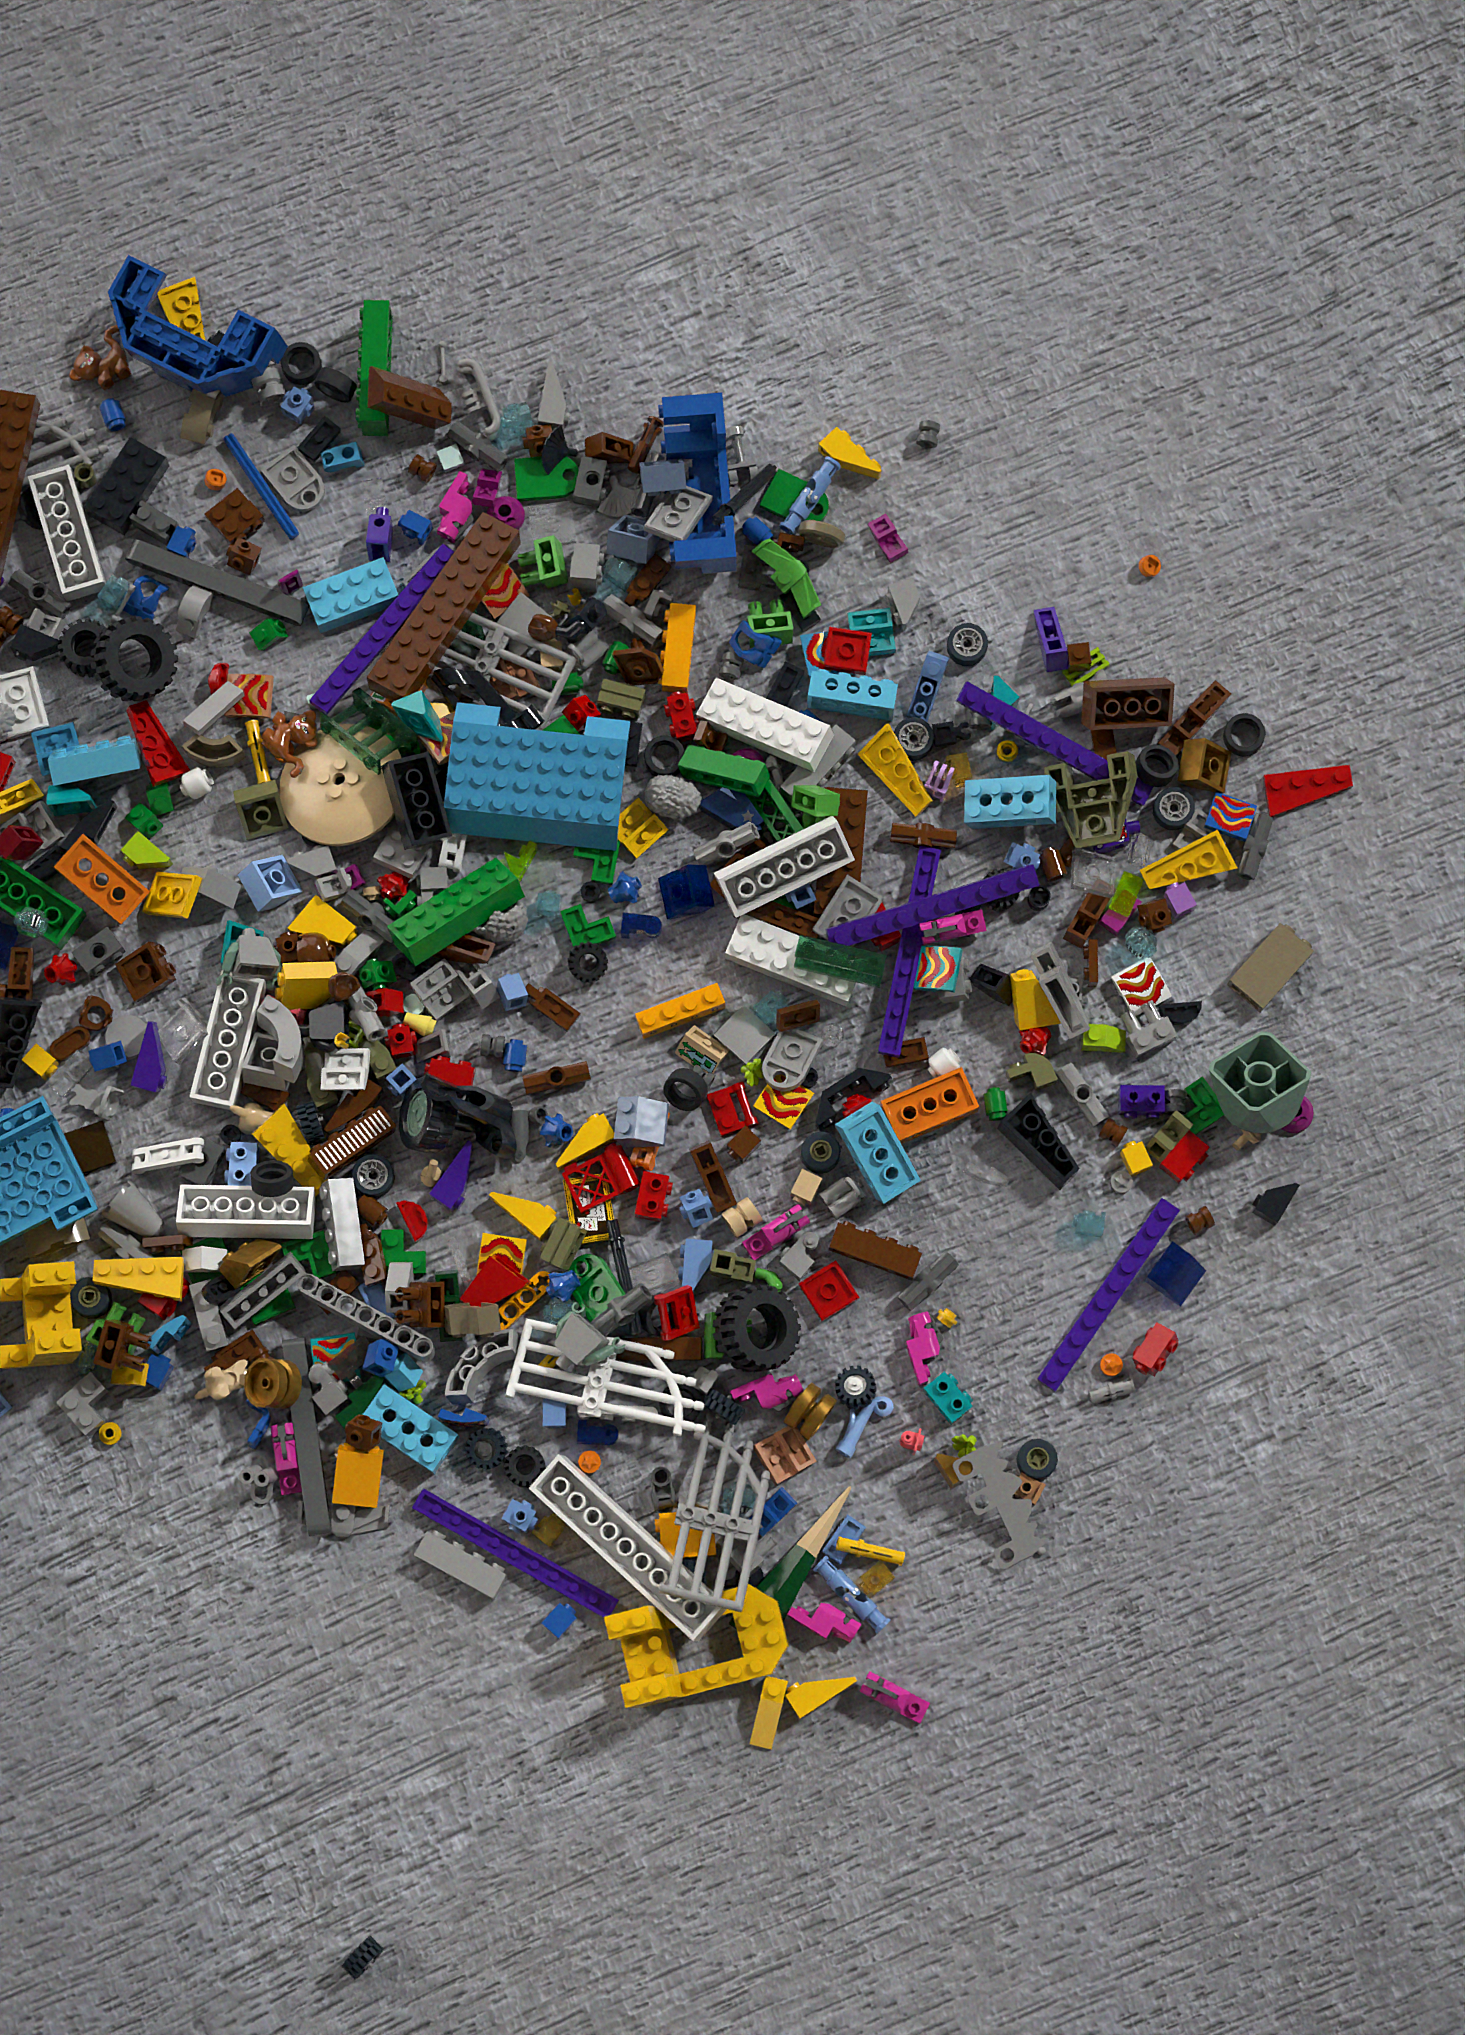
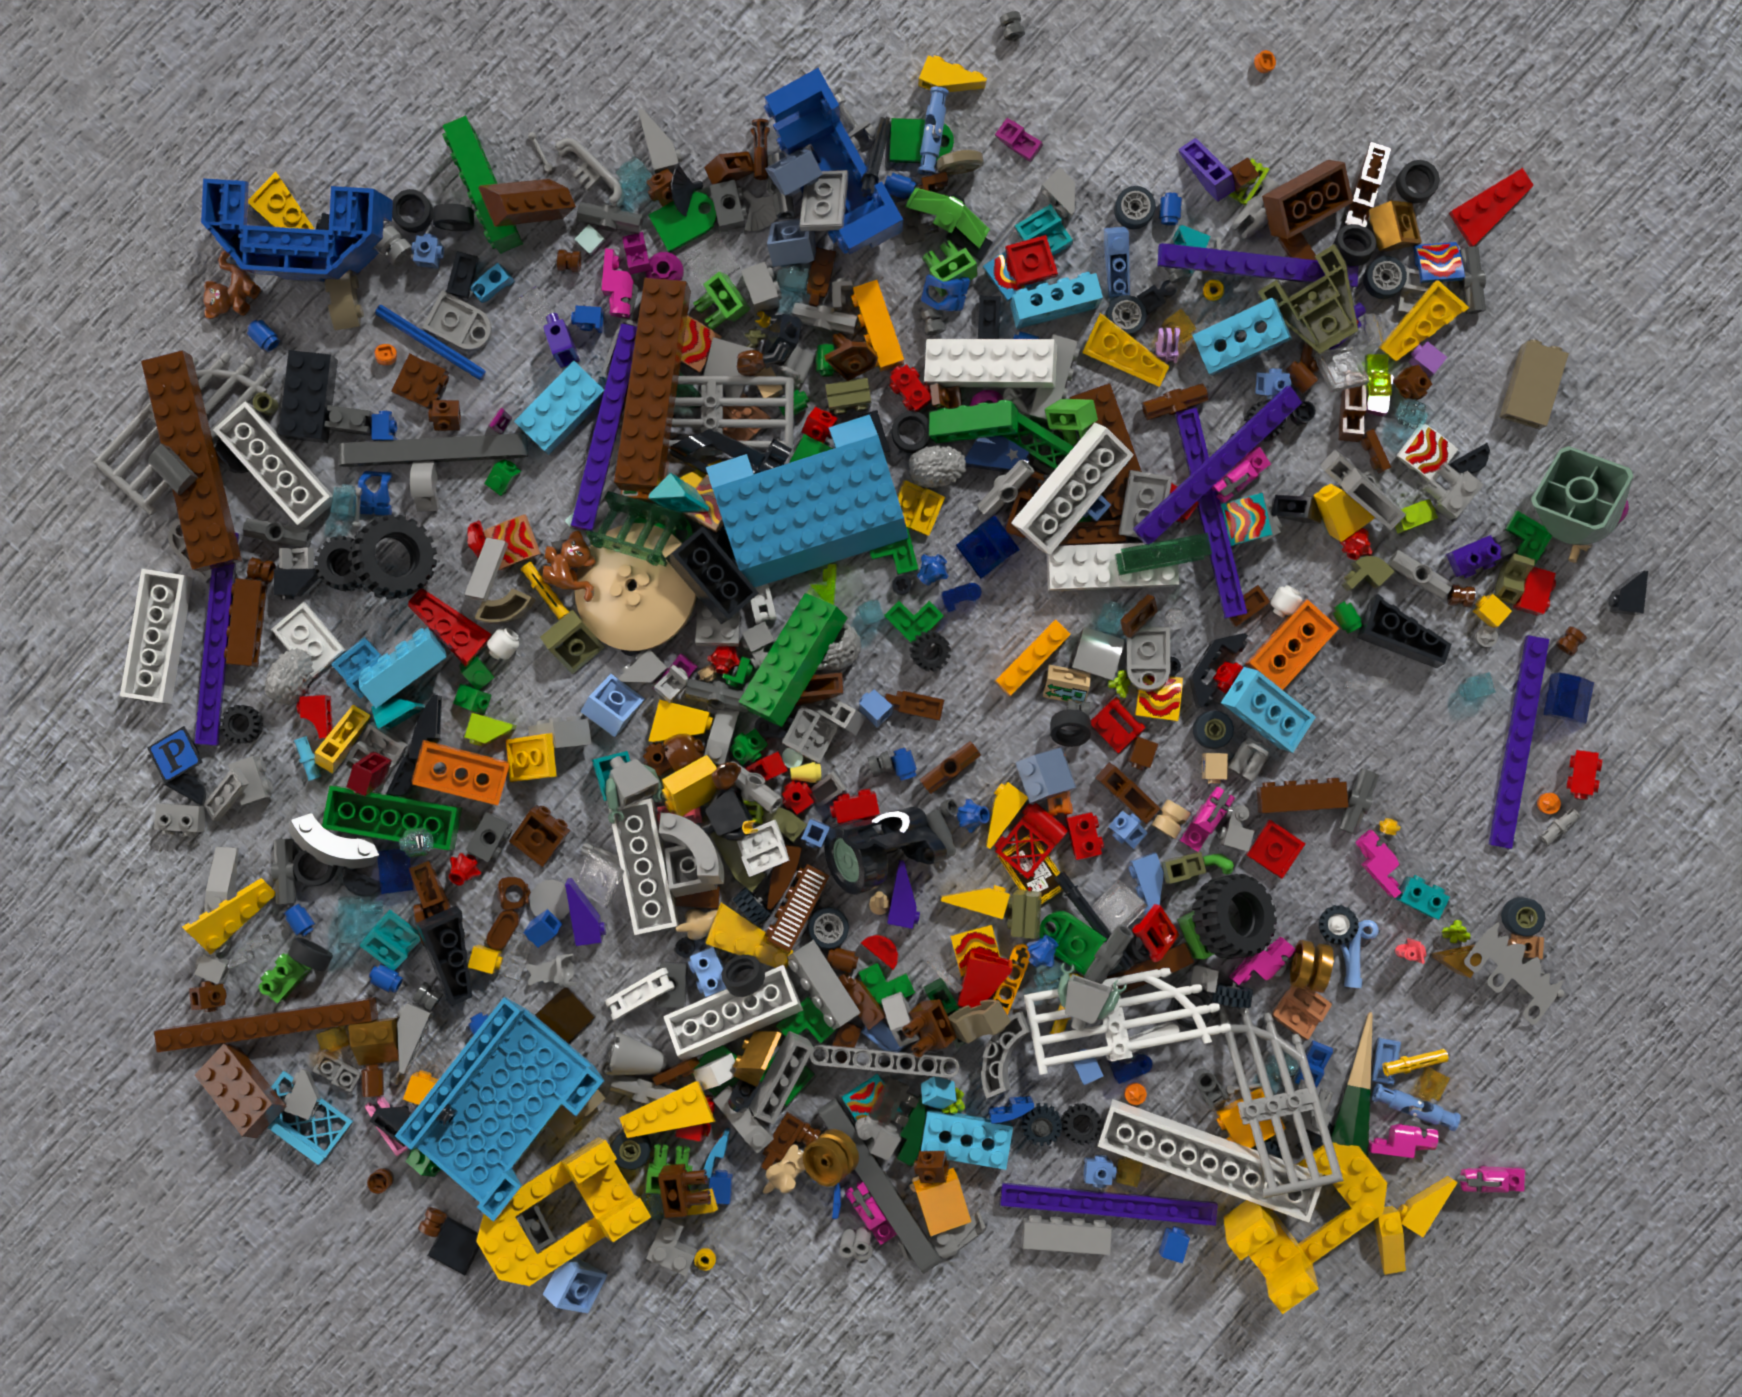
camera: 25 degrees left, 10 degrees up
(380, 1357) = (915, 1092): blue brick -> none
(999, 660) = (1170, 209): none -> blue brick

